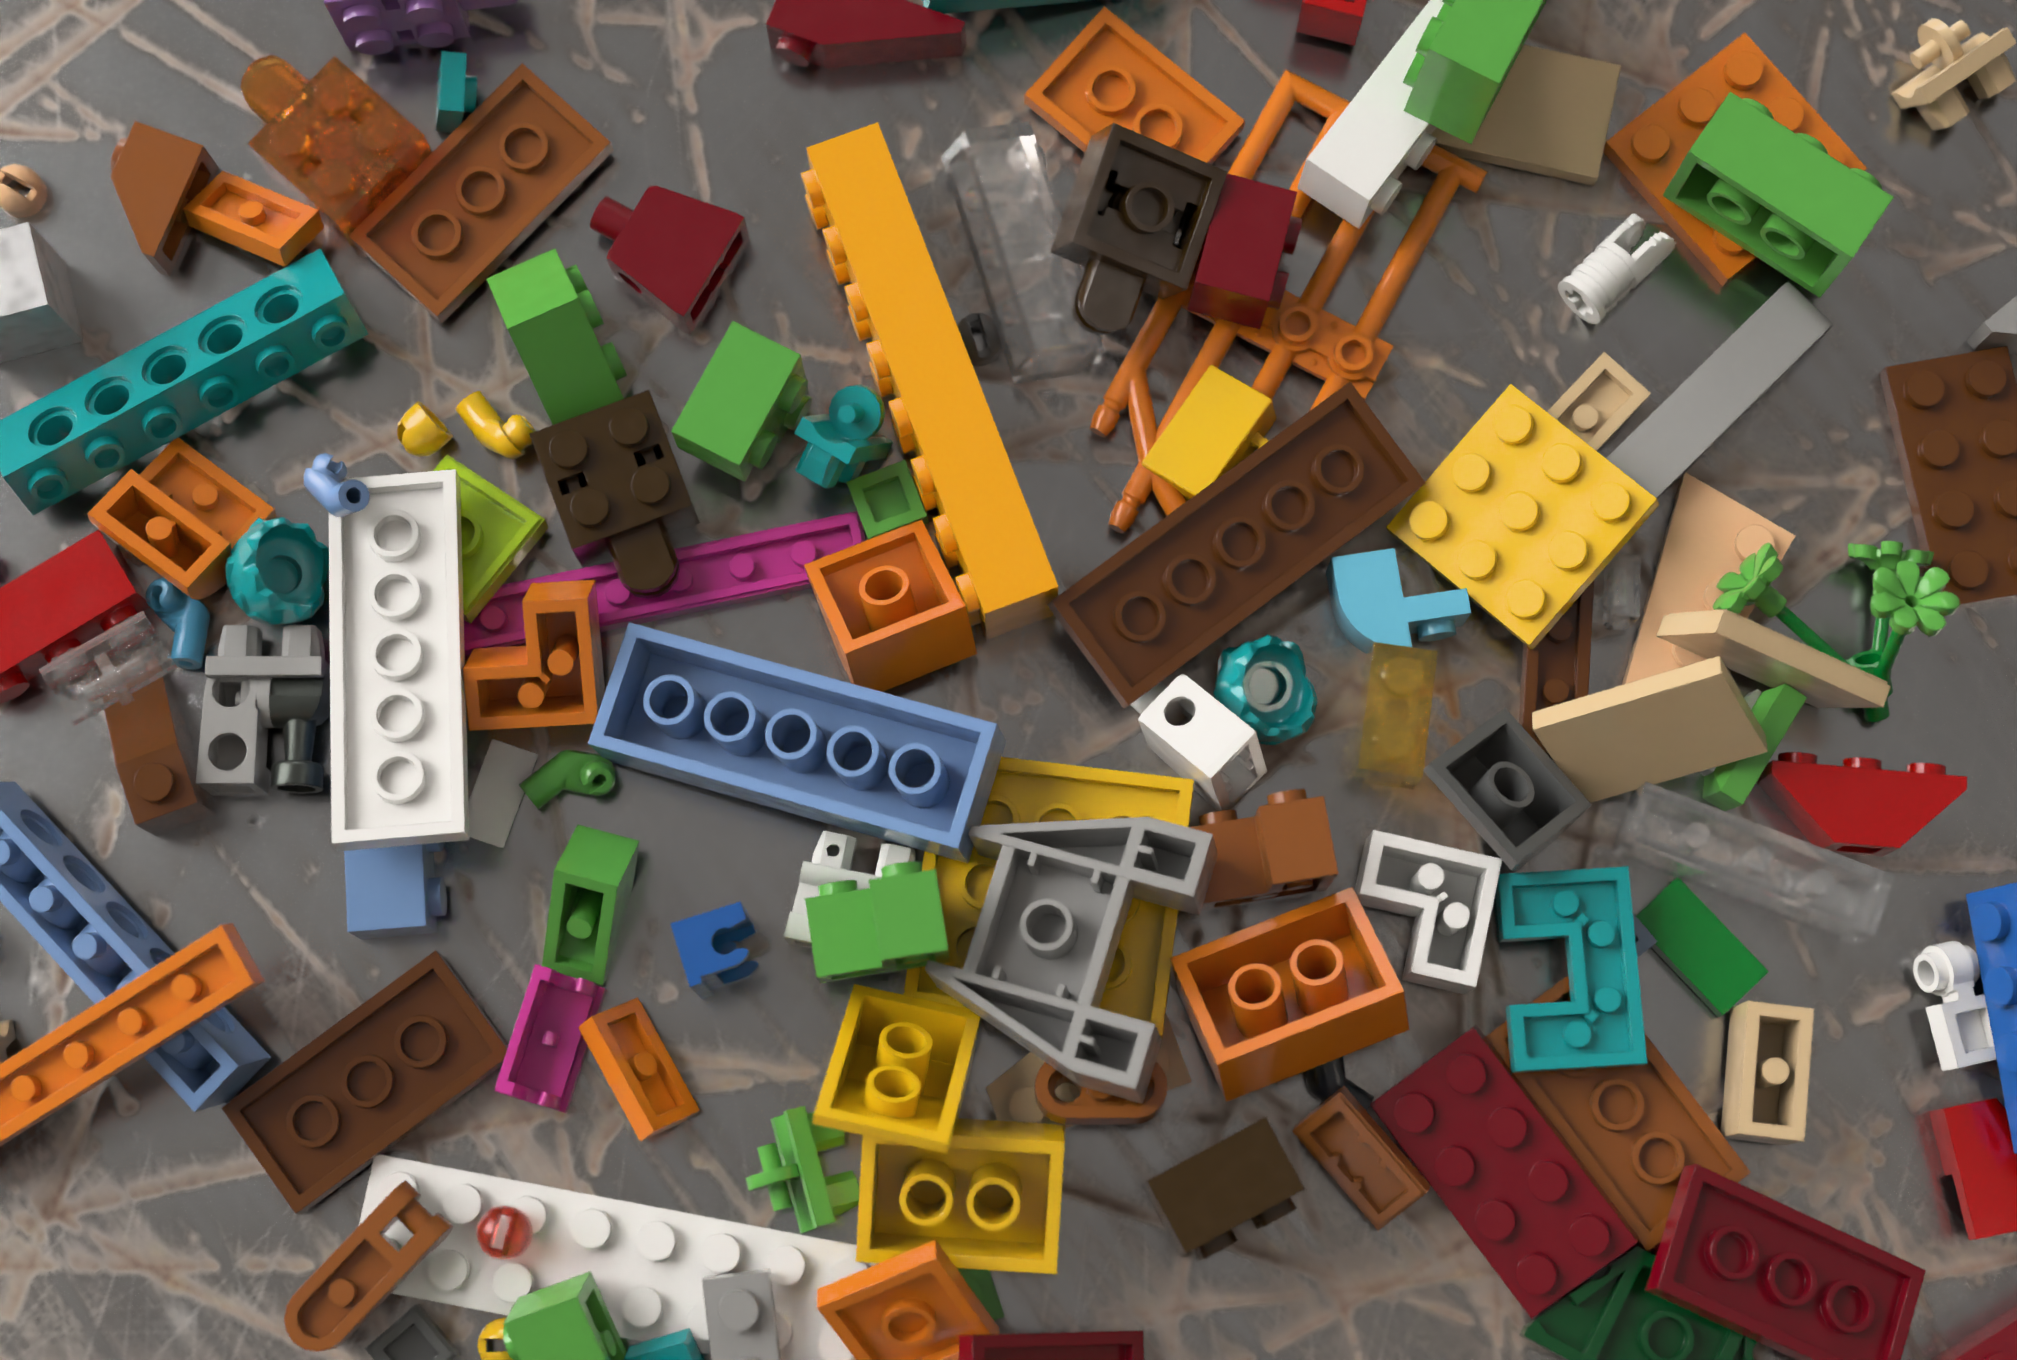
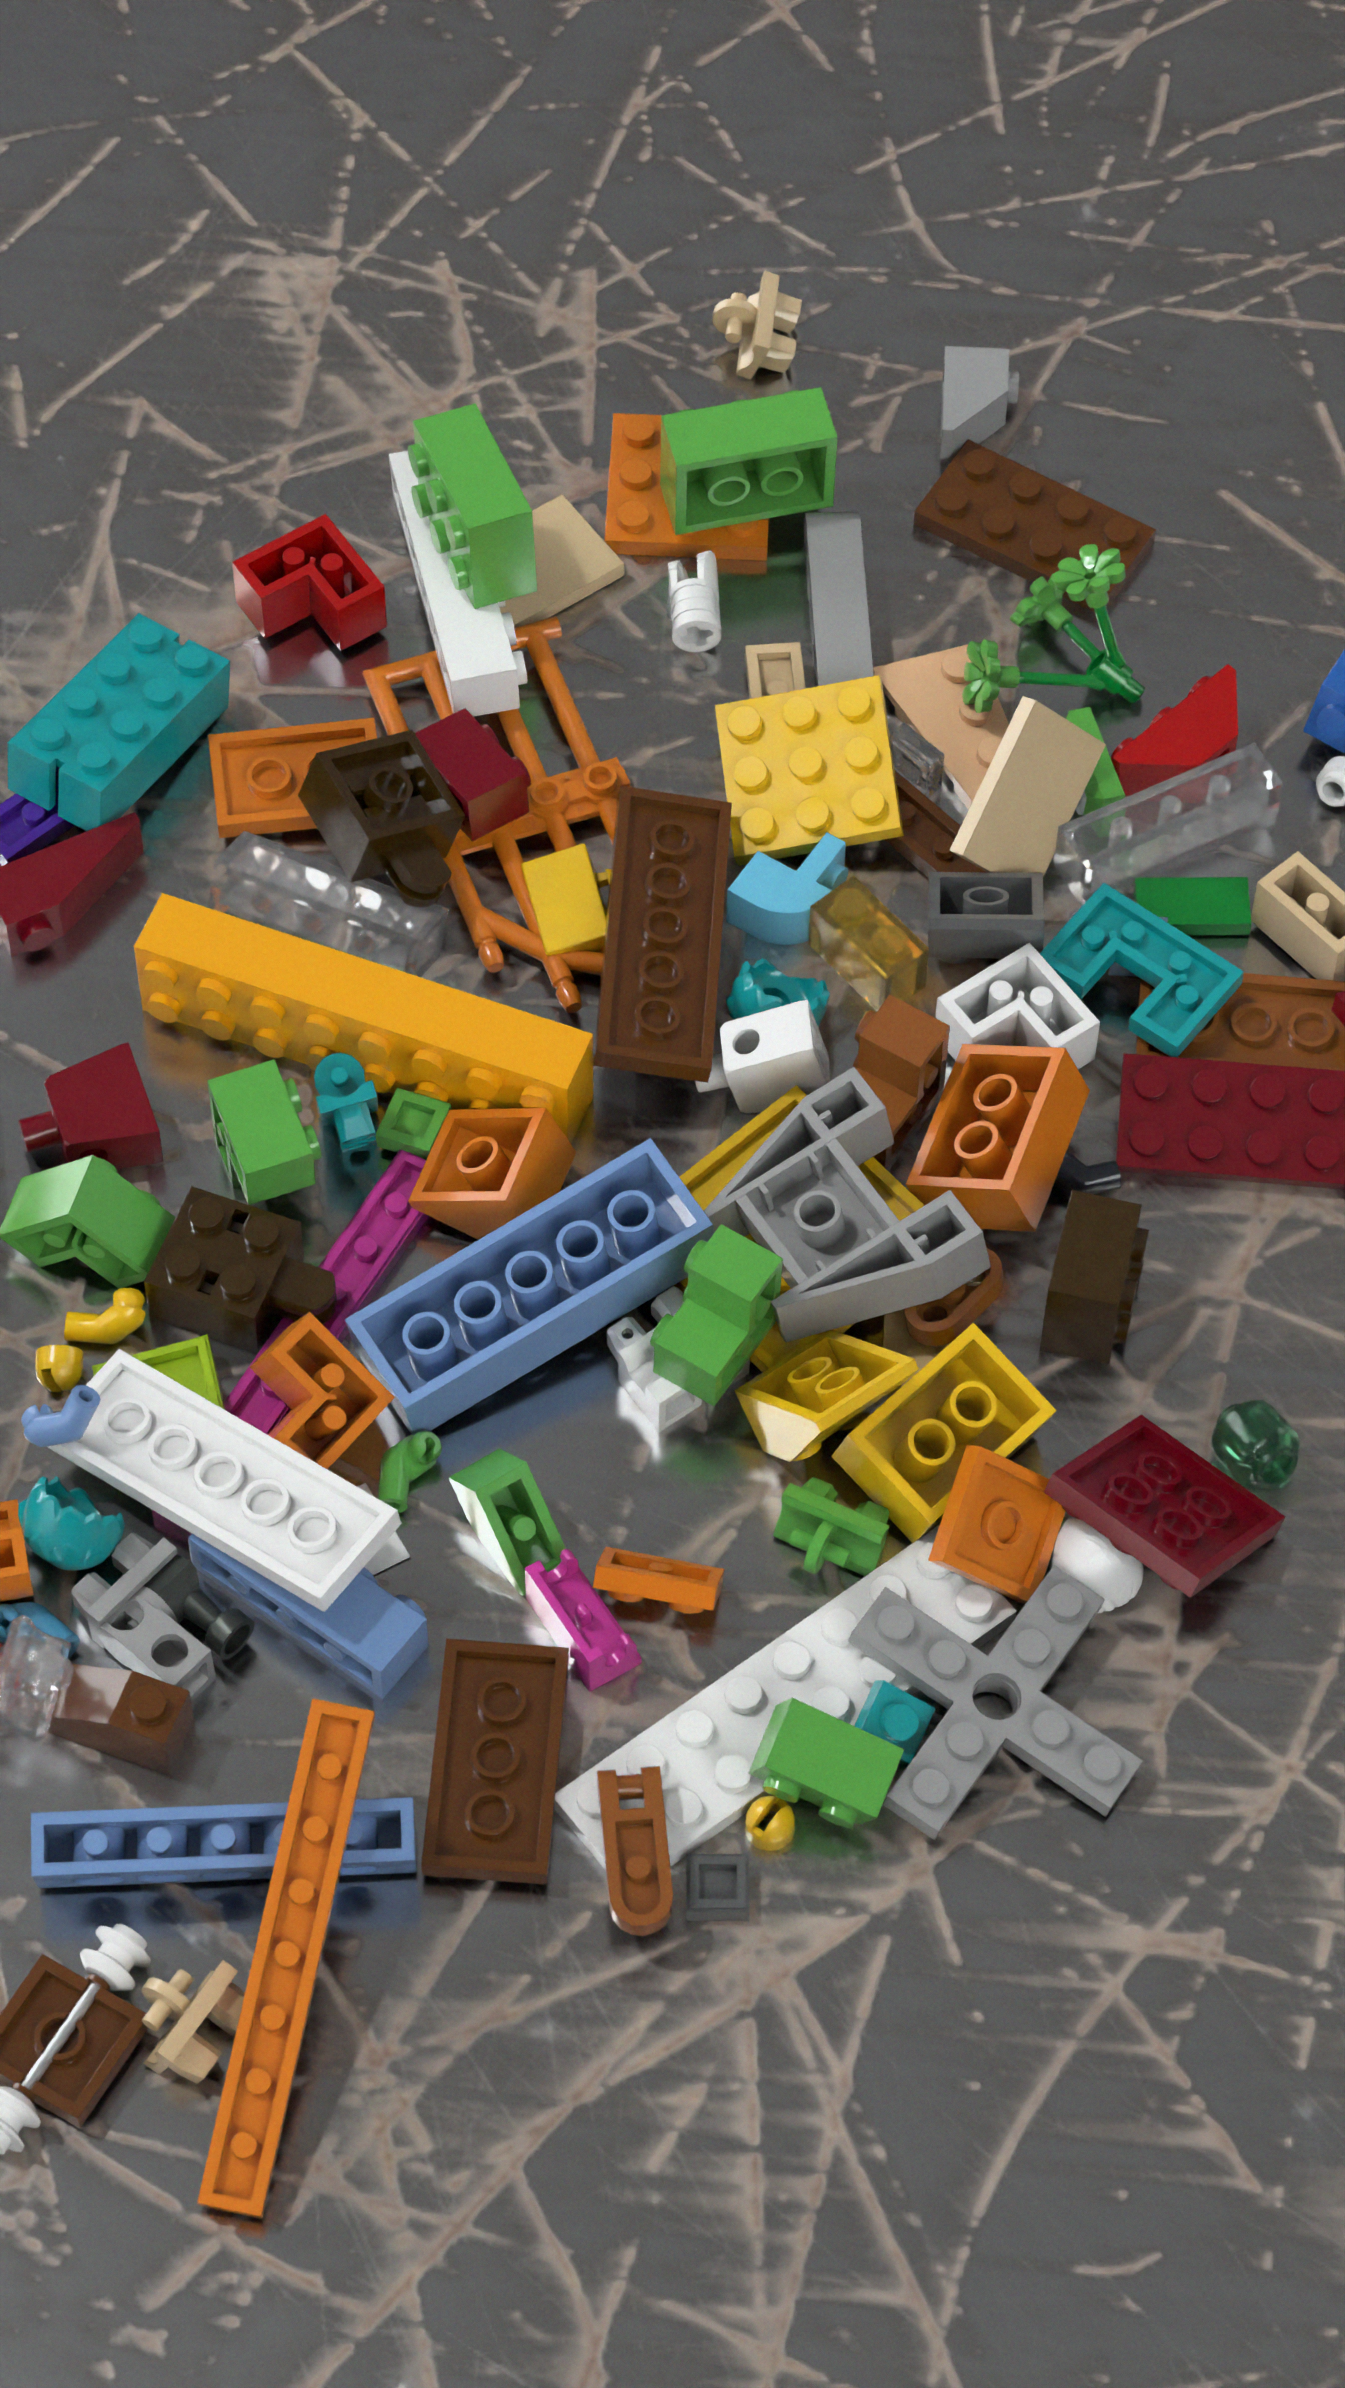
camera: 50 degrees left, 20 degrees down
(517, 1235) = (684, 1748): clear red hinge -> none
(710, 950) = (622, 1454): blue hinge -> none
(1361, 1158) = (1167, 1194): dark orange plate -> none
(1773, 658) = (1060, 683): tan tile -> none

